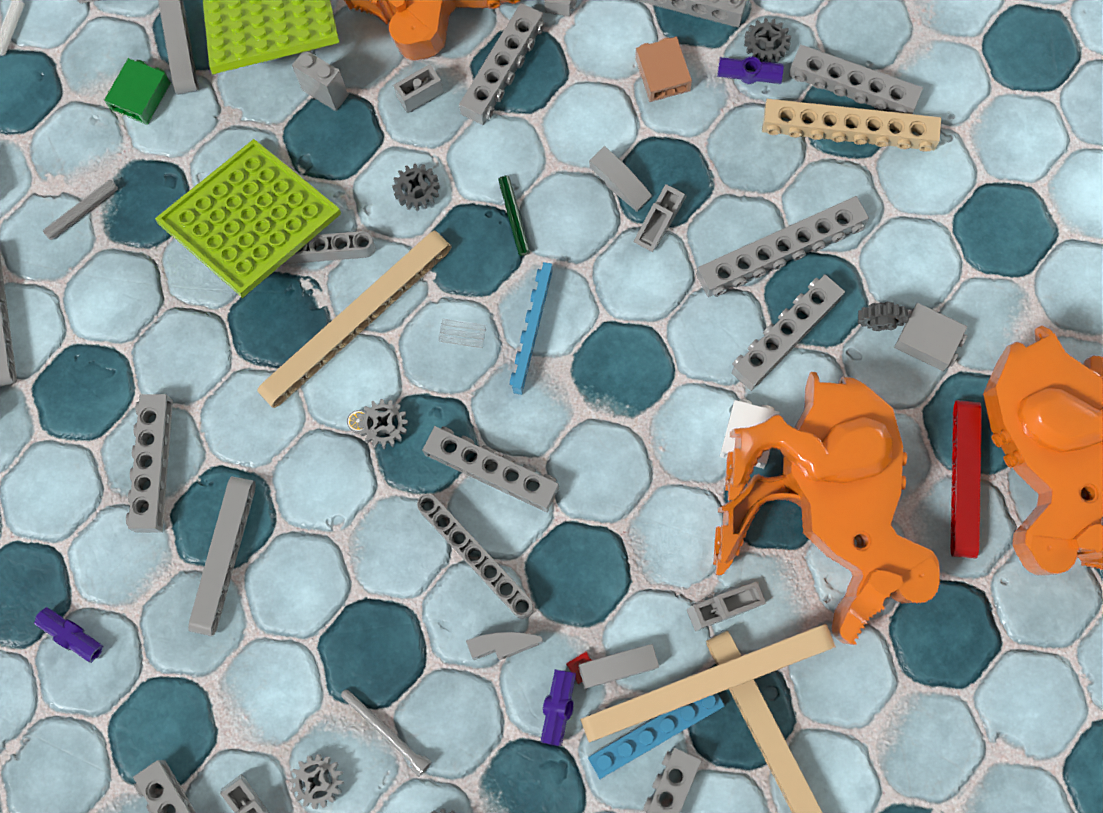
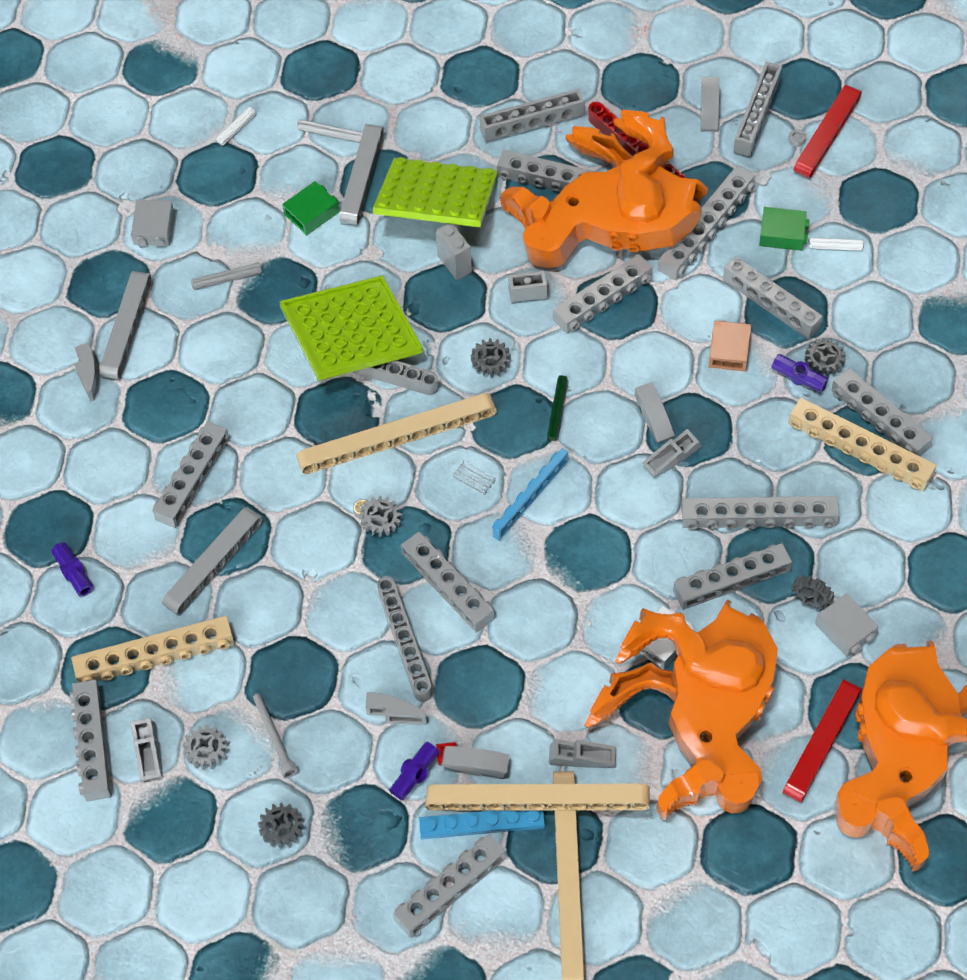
camera: 20 degrees right, 15 degrees down
(134, 745) = (144, 646): none -> tan brick

